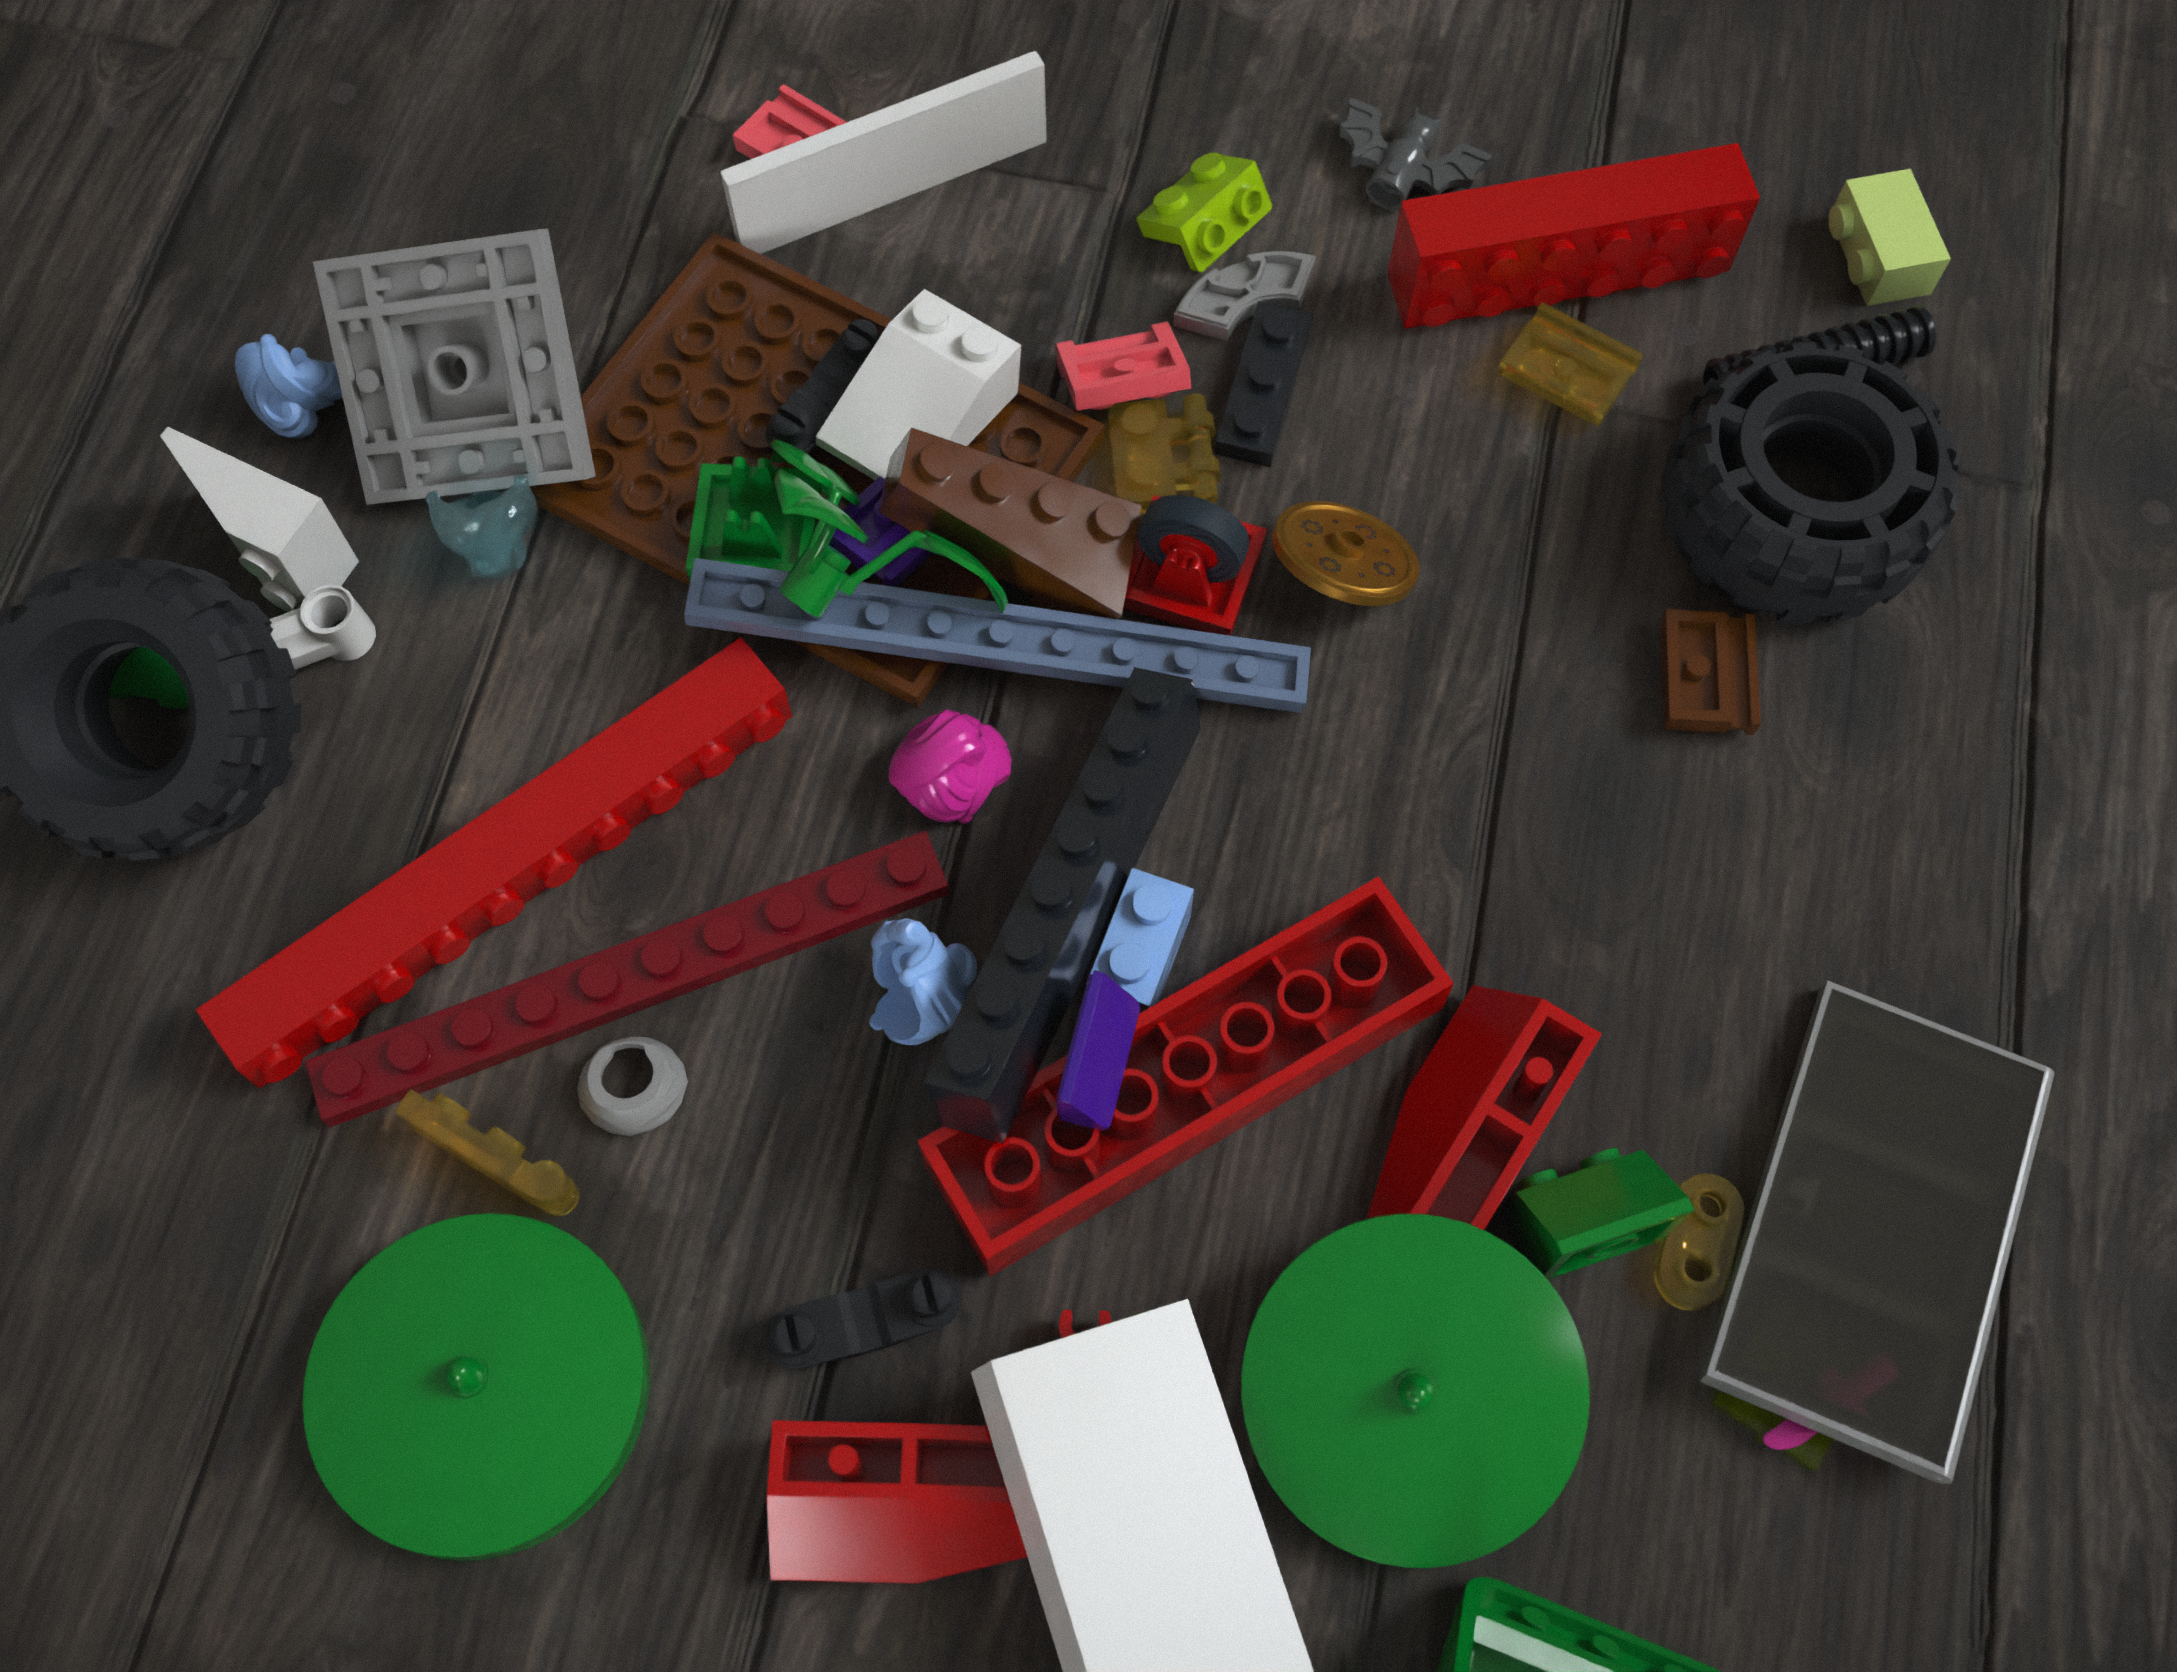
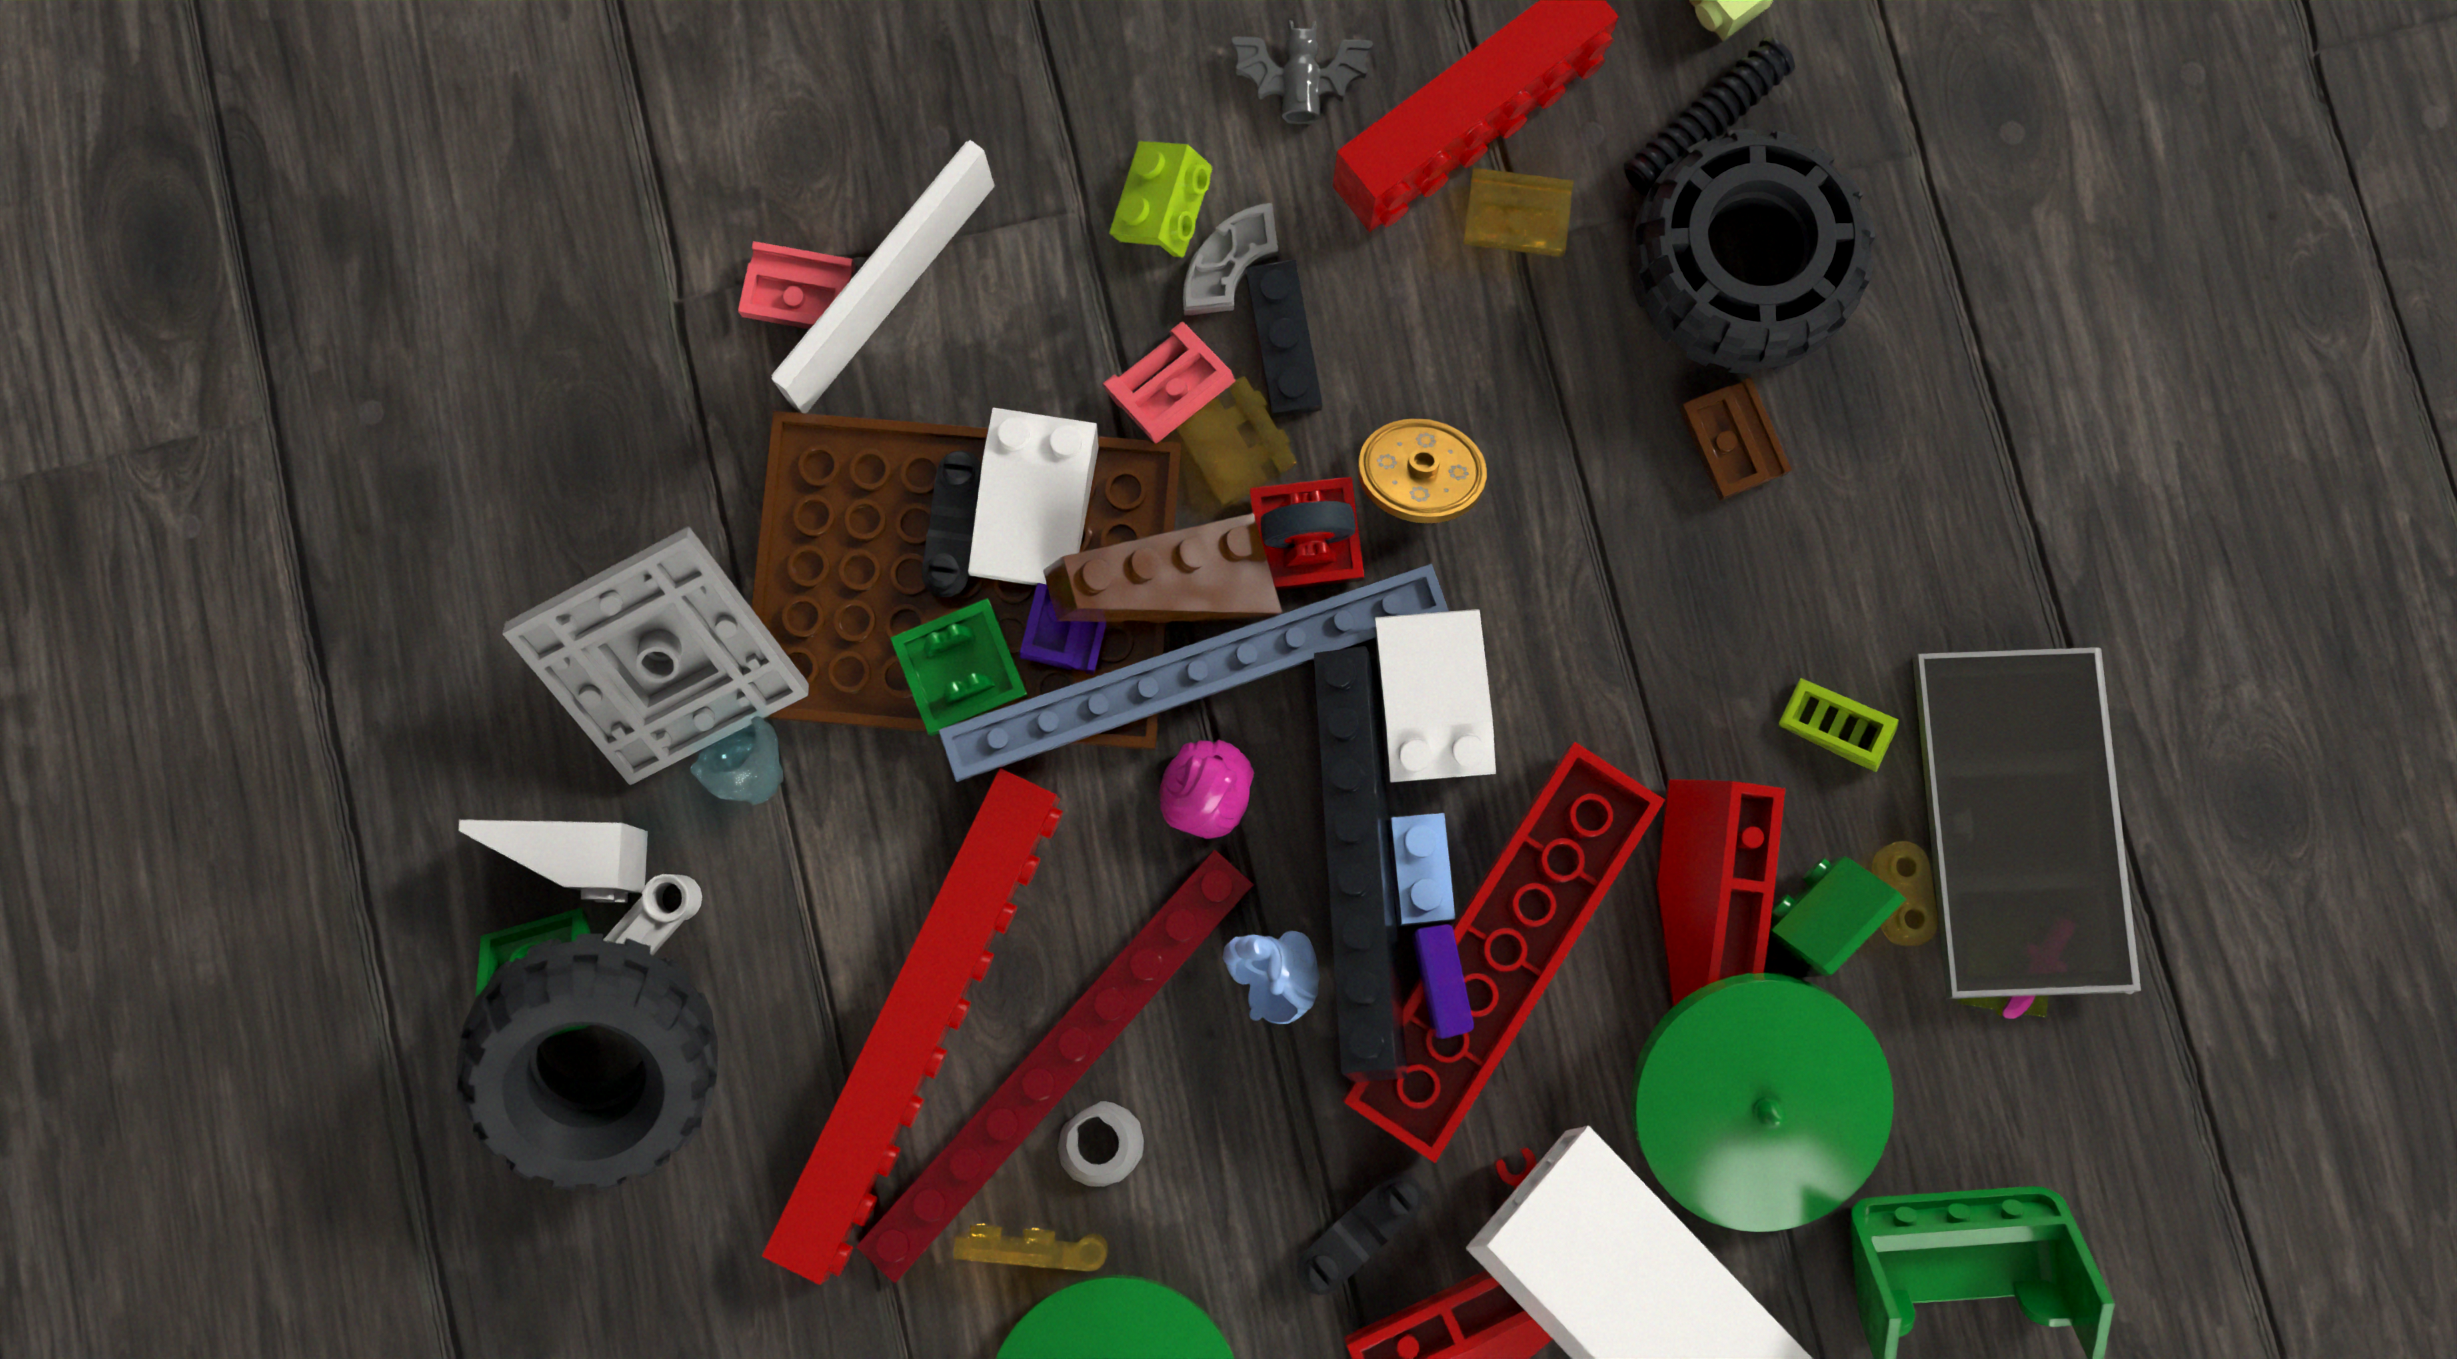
camera: 25 degrees left, 15 degrees up
(285, 387) = (508, 717): light blue hair -> none
(821, 568) = (1049, 689): green plant -> none
(1244, 774) = (1434, 696): none -> white slope
(1703, 1052) = (1866, 716): none -> lime slope

